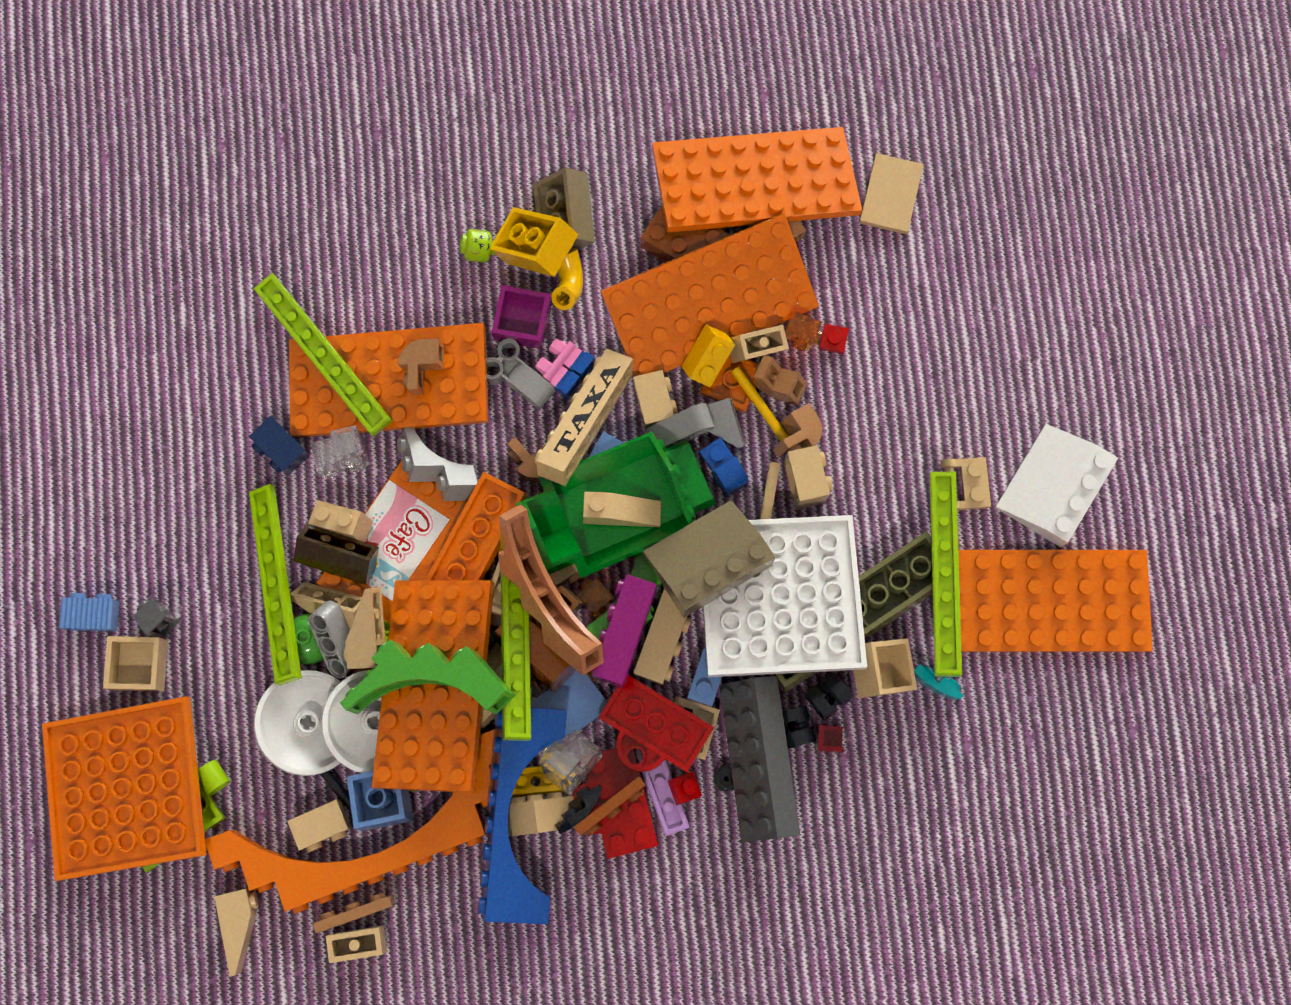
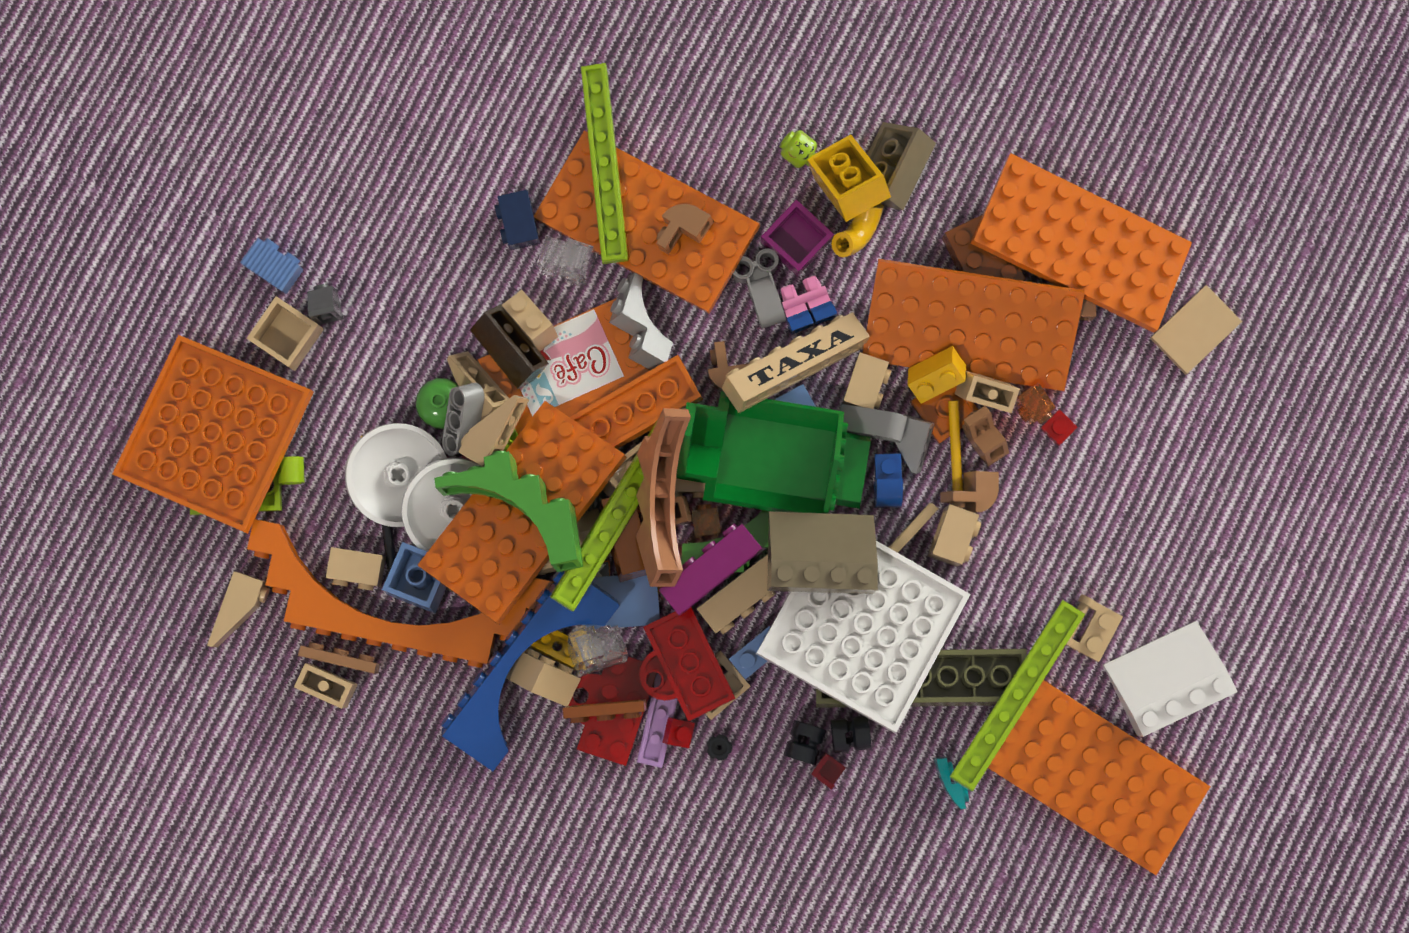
camera: 35 degrees right, 5 degrees up
(275, 585) = (441, 339): lime tile -> none
(580, 808) = (579, 694): black slope -> none
(620, 510) = (773, 463): tan slope -> none
(759, 759) = (756, 750): dark grey brick -> none
(887, 669) = (914, 744): tan piece -> none

